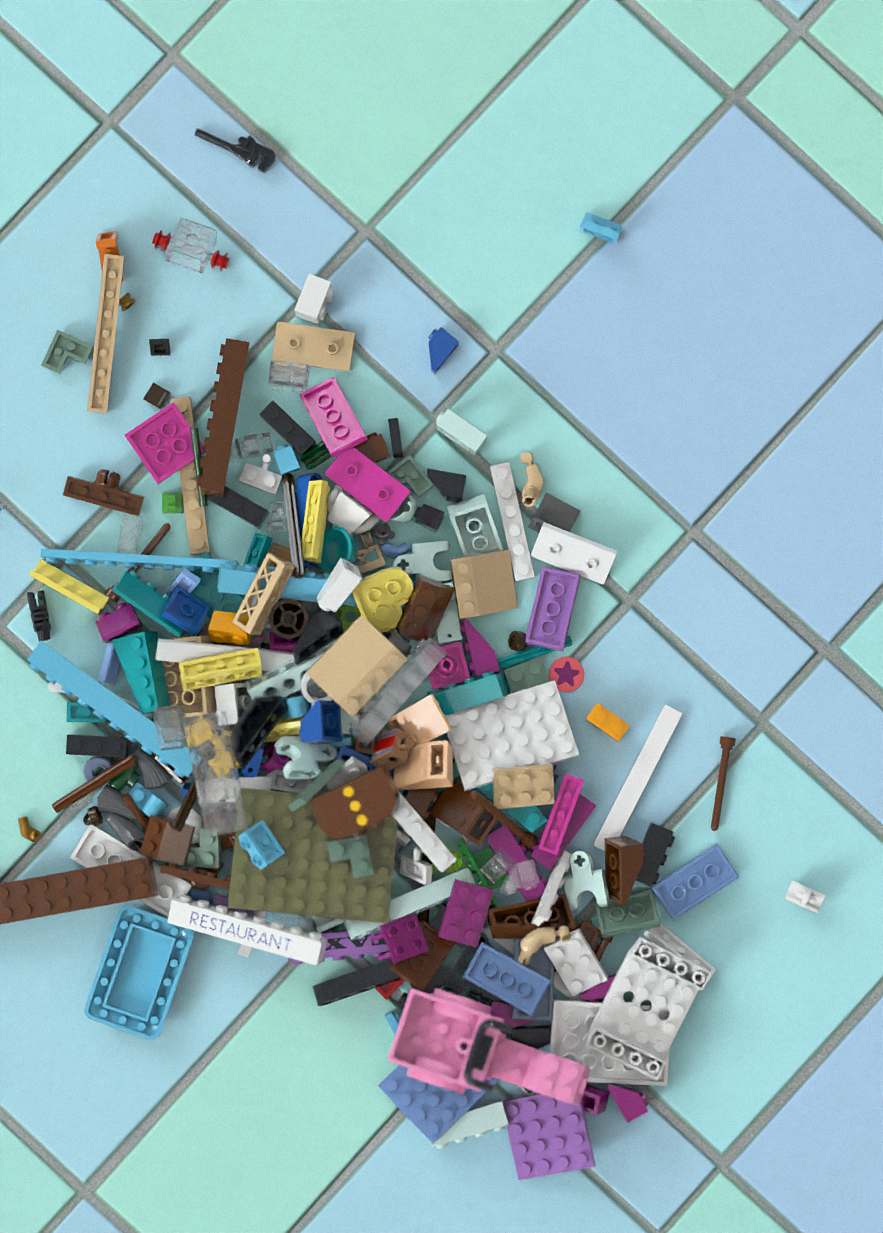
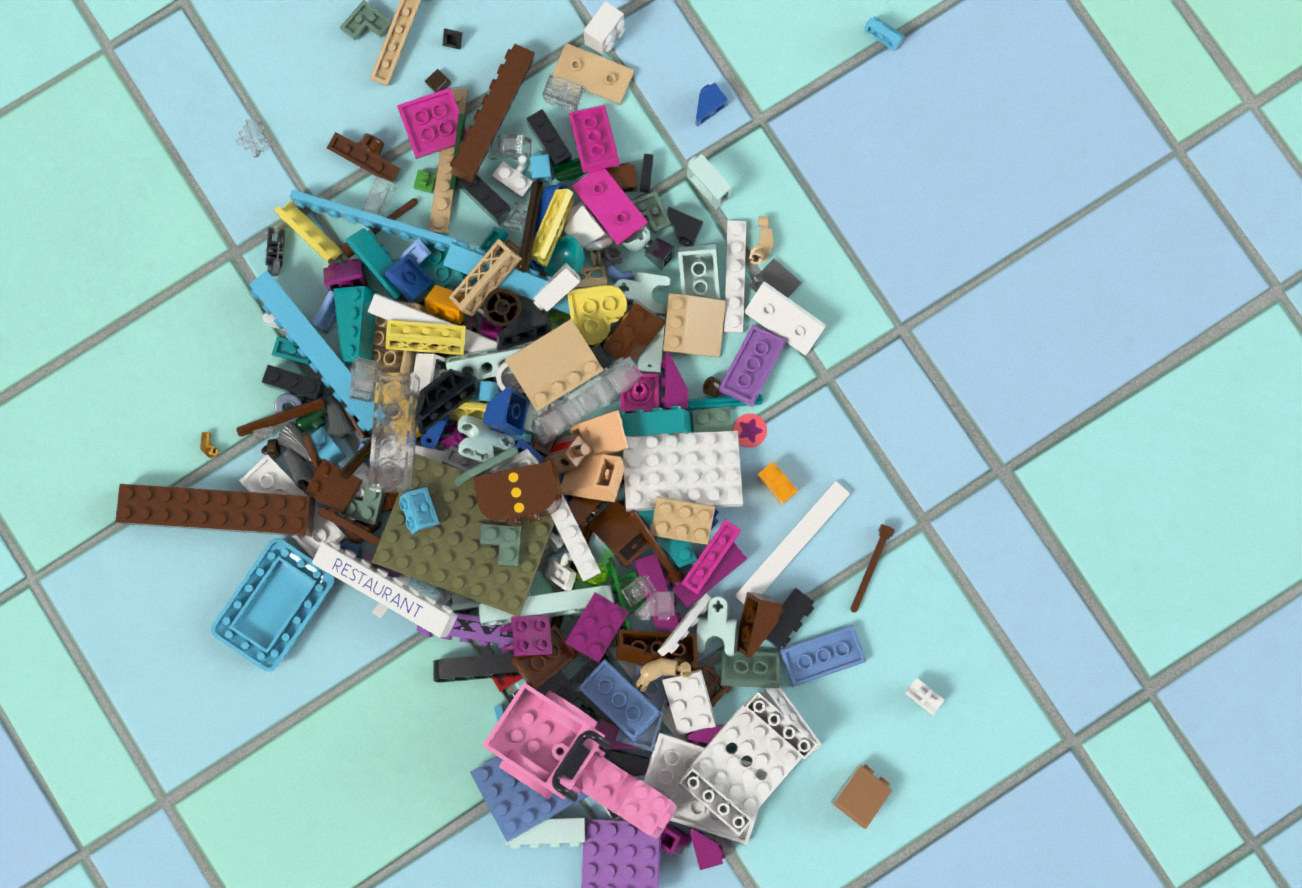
camera: 15 degrees right, 5 degrees down
(767, 1009) = (862, 795): none -> medium nougat slope

